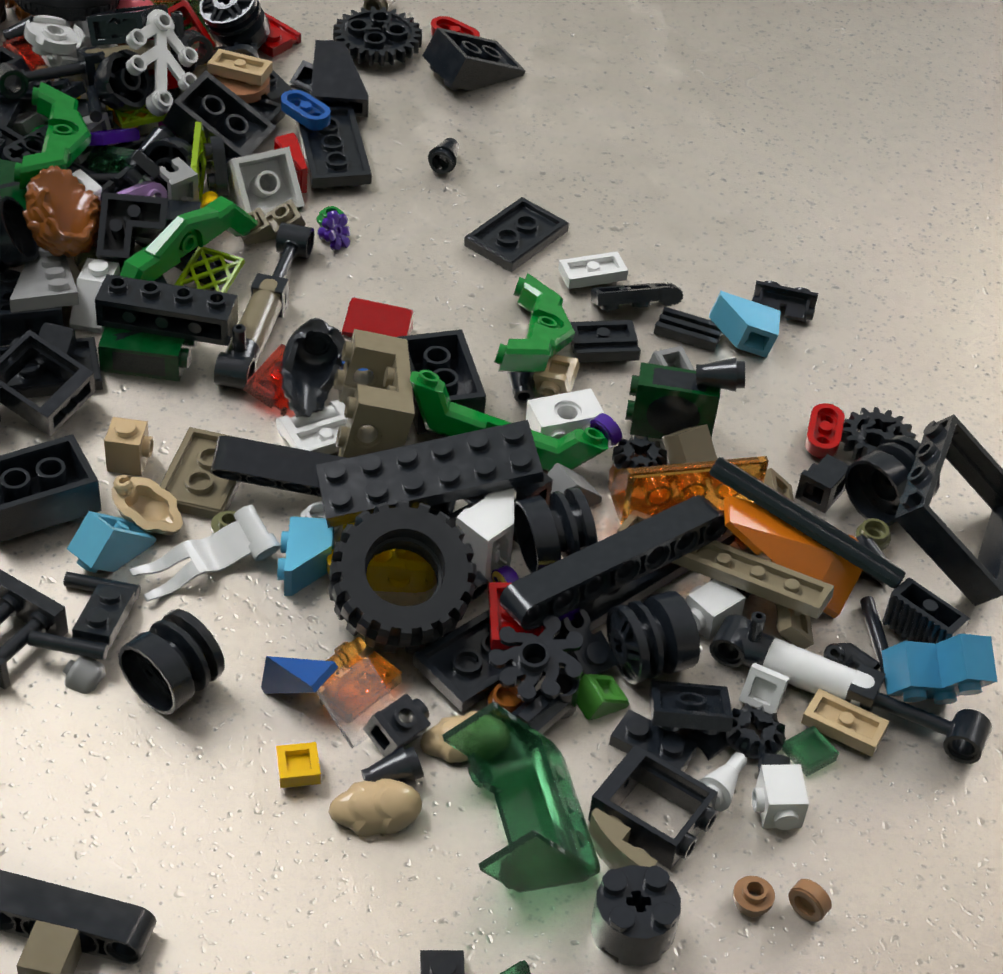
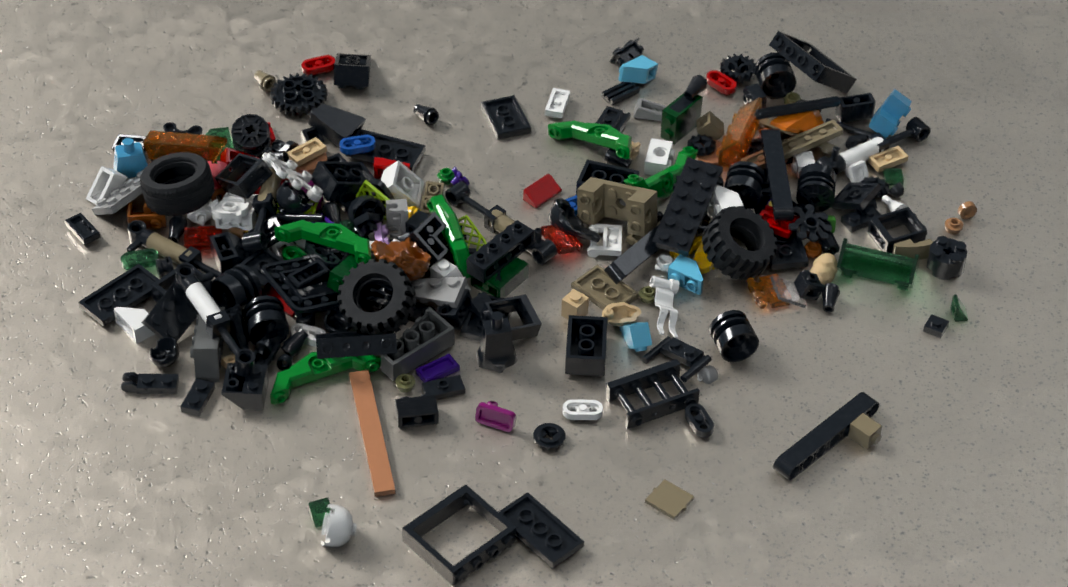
camera: 55 degrees left, 0 degrees up
(295, 675) = (763, 303): blue slope -> none
(298, 765) = (808, 324): yellow plate -> none
(376, 807) = (845, 309): tan arm -> none
(608, 427) = (681, 143): dark purple tile -> none
(638, 295) = (587, 97): black hinge -> none
(780, 796) = (915, 194): white brick -> none

